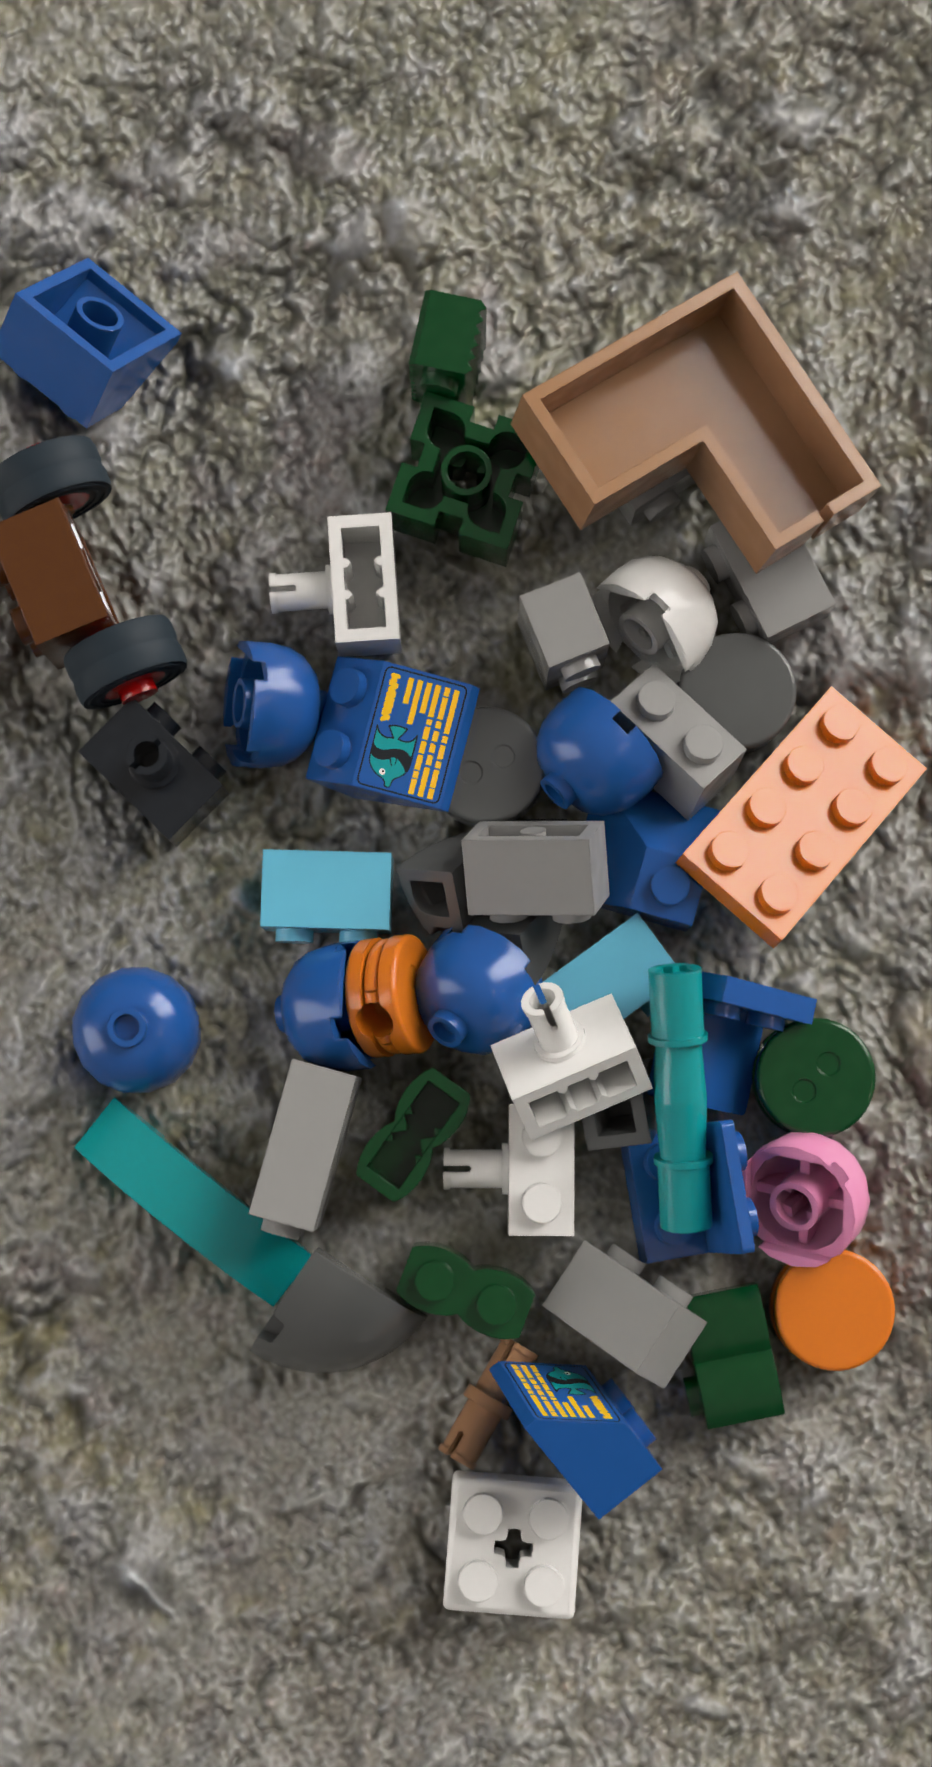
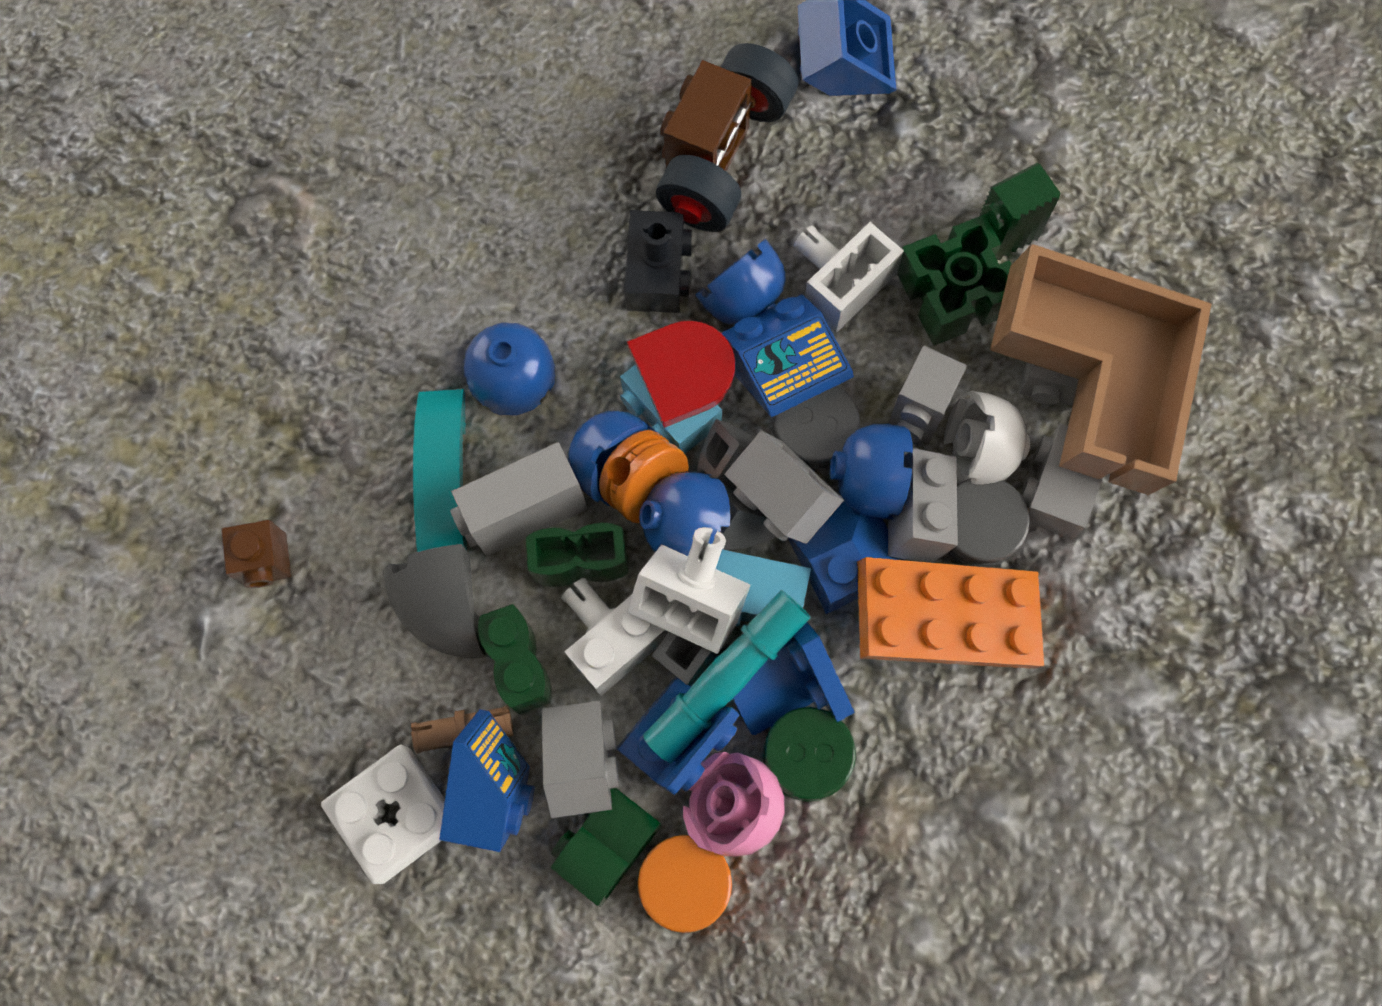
camera: 50 degrees right, 10 degrees down
(116, 1468) = (256, 553): none -> reddish brown brick
(315, 854) = (684, 368): none -> red tile

